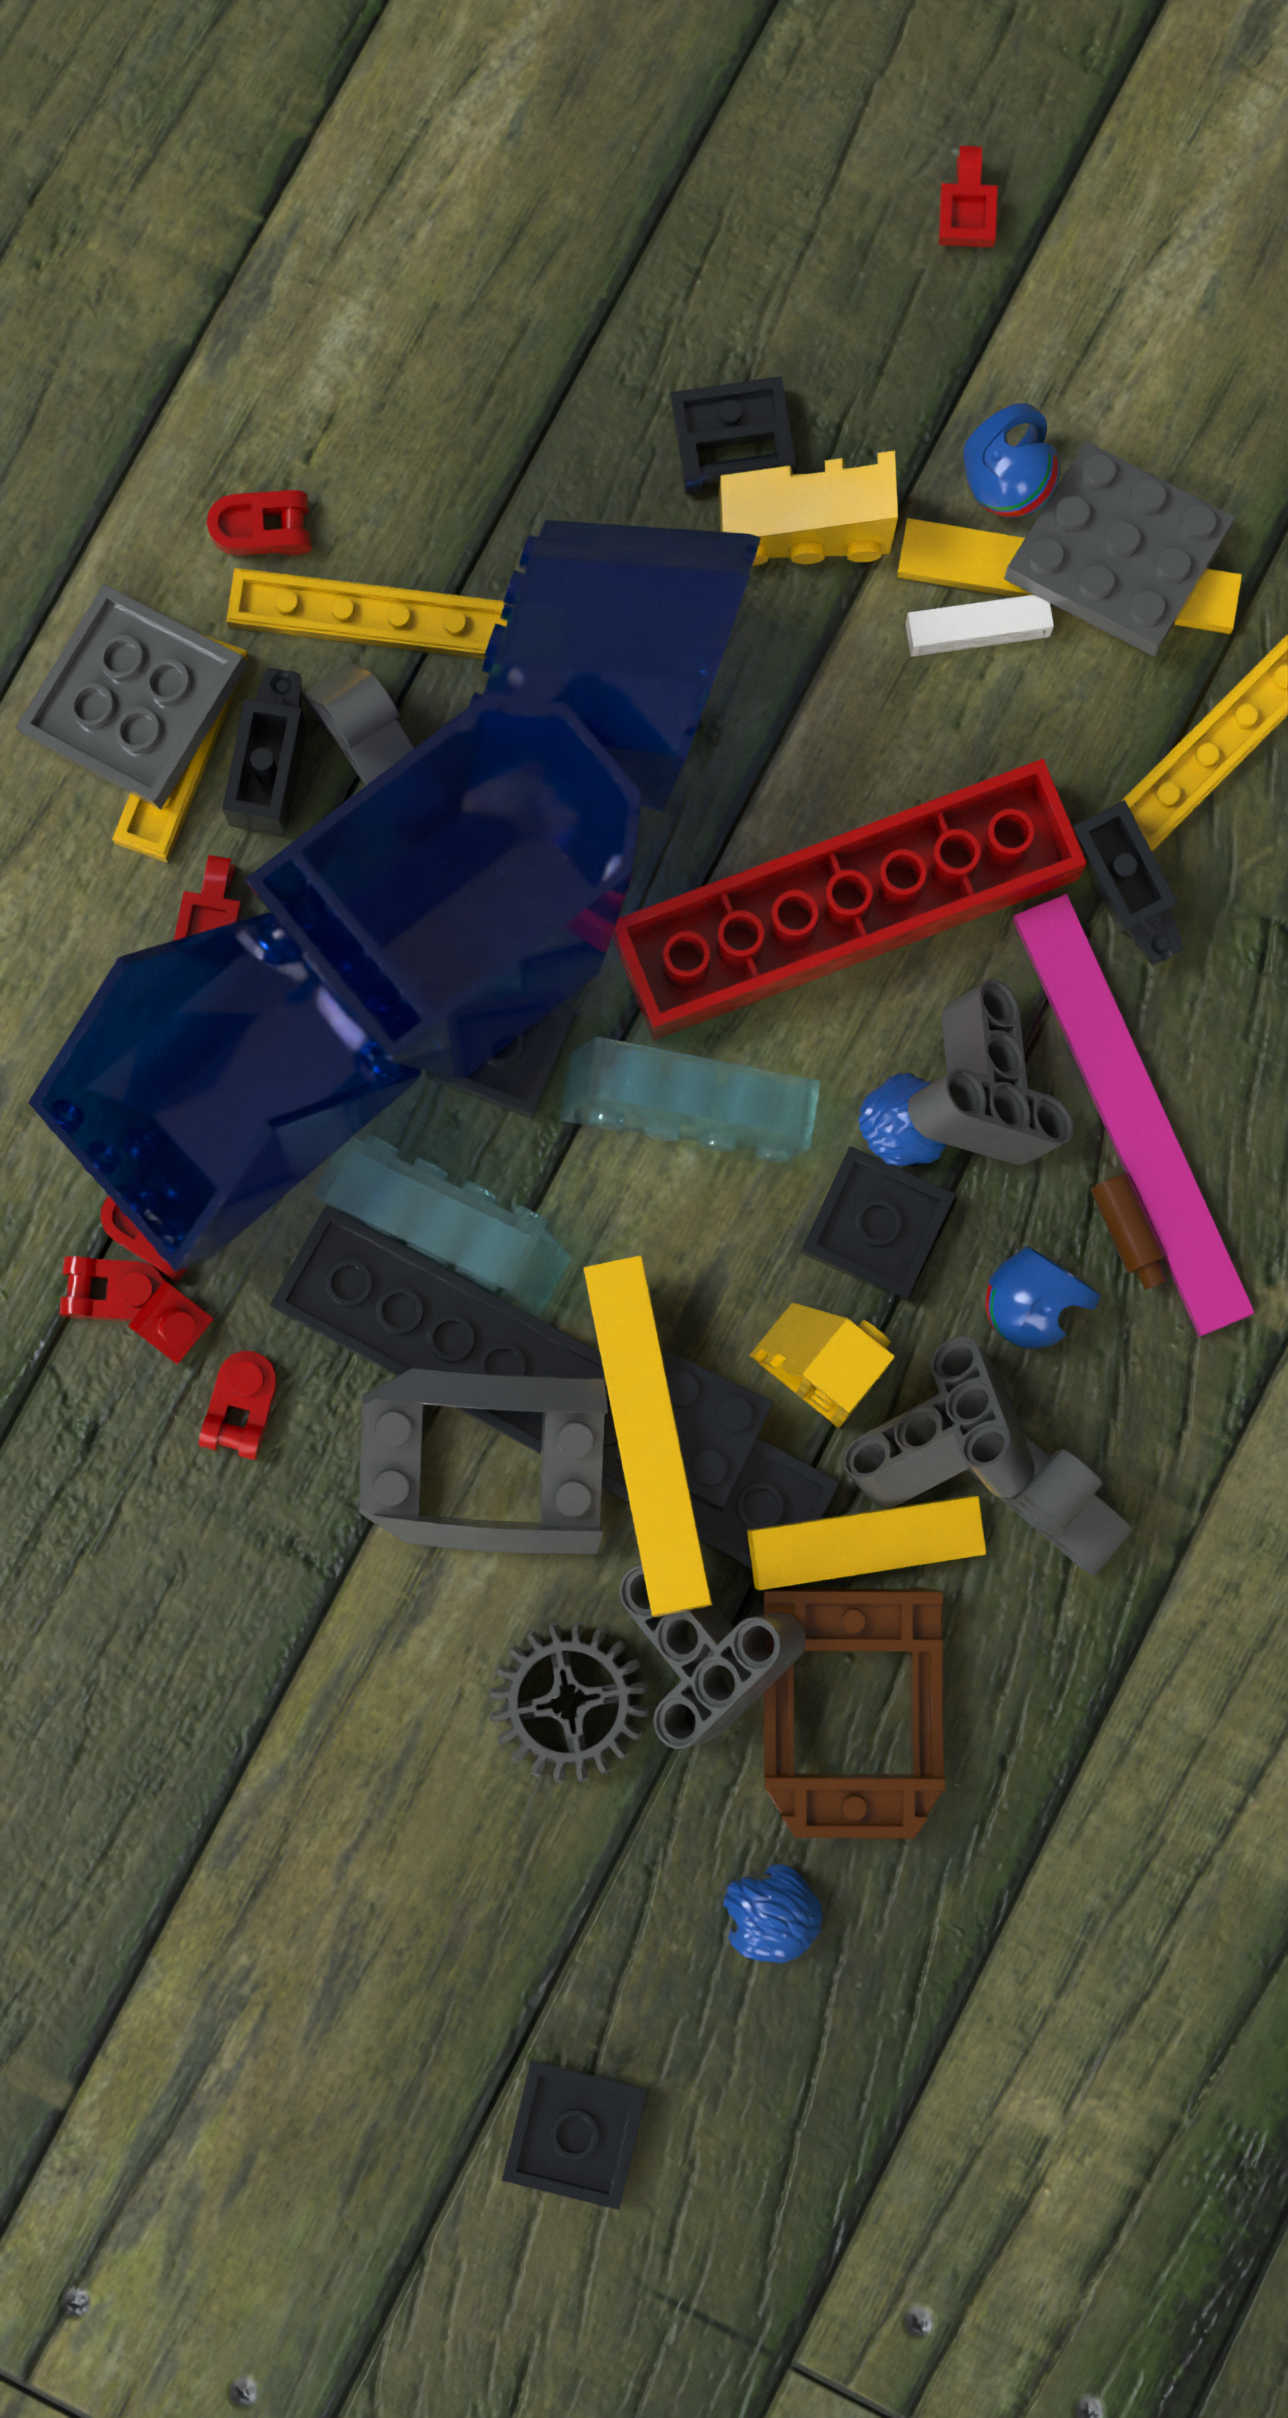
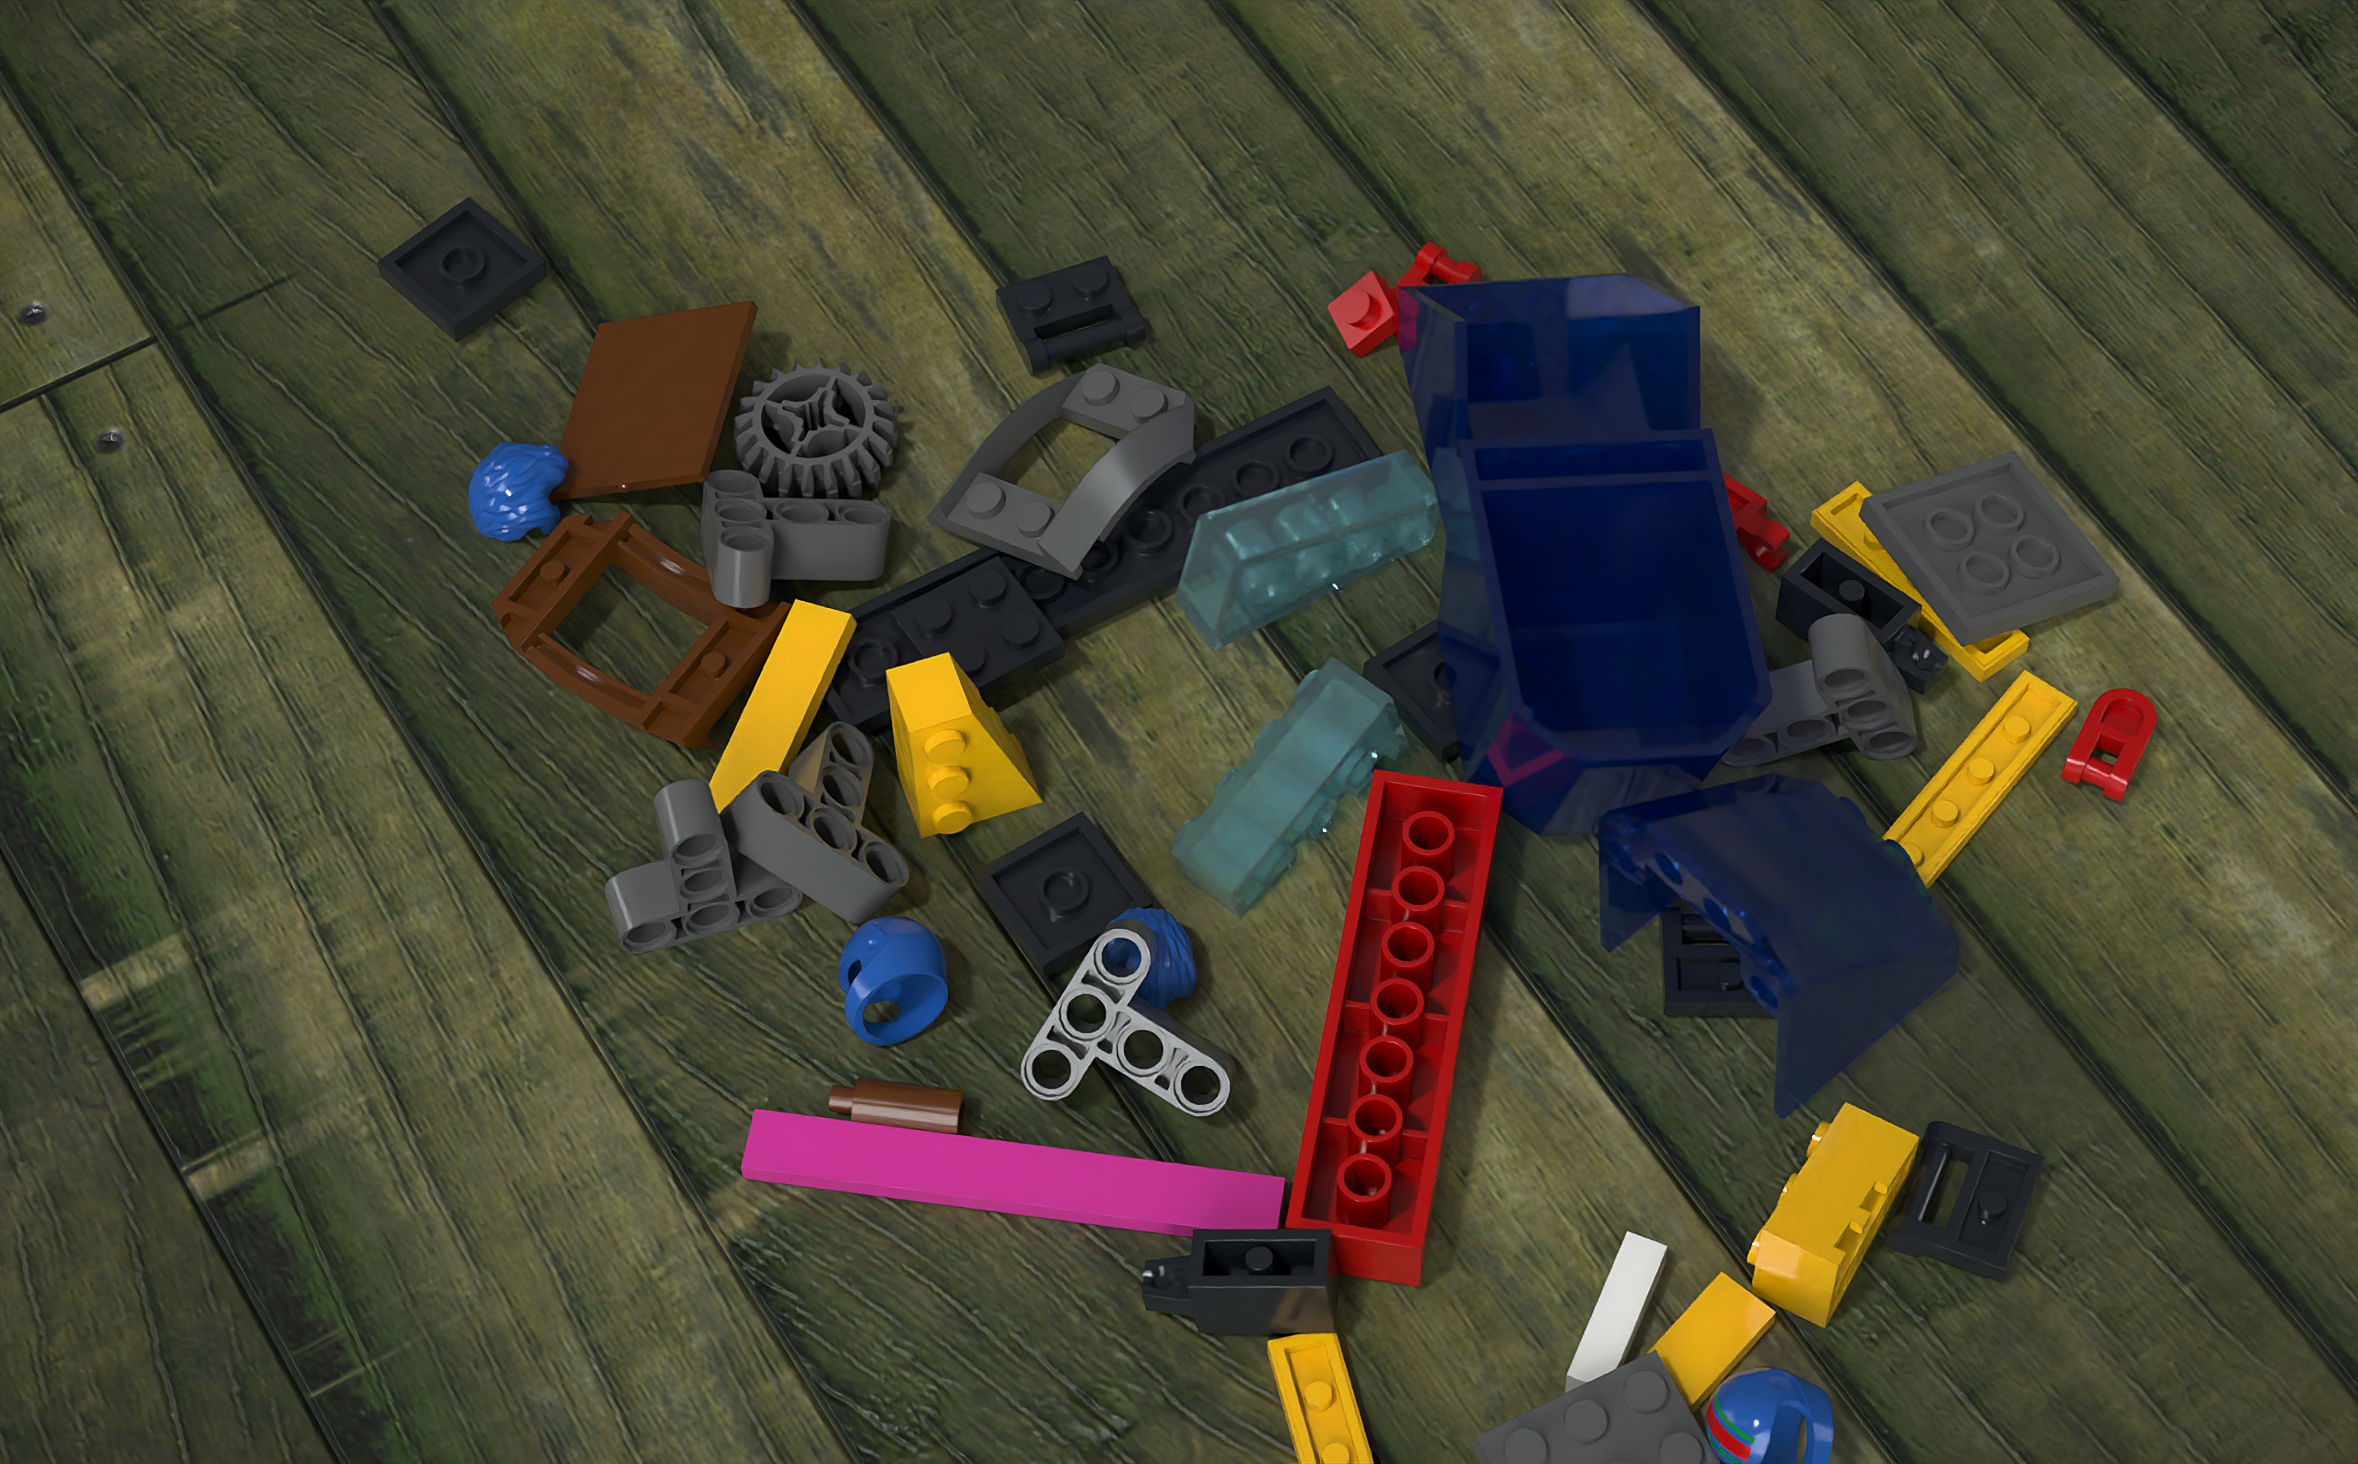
camera: 125 degrees right, 25 degrees down
(244, 1383) = (1272, 351): red plate -> none
(300, 1592) = (1065, 303): none -> black plate
(621, 1858) = (653, 400): none -> reddish brown piece
(647, 1436) = (997, 571): yellow tile -> none

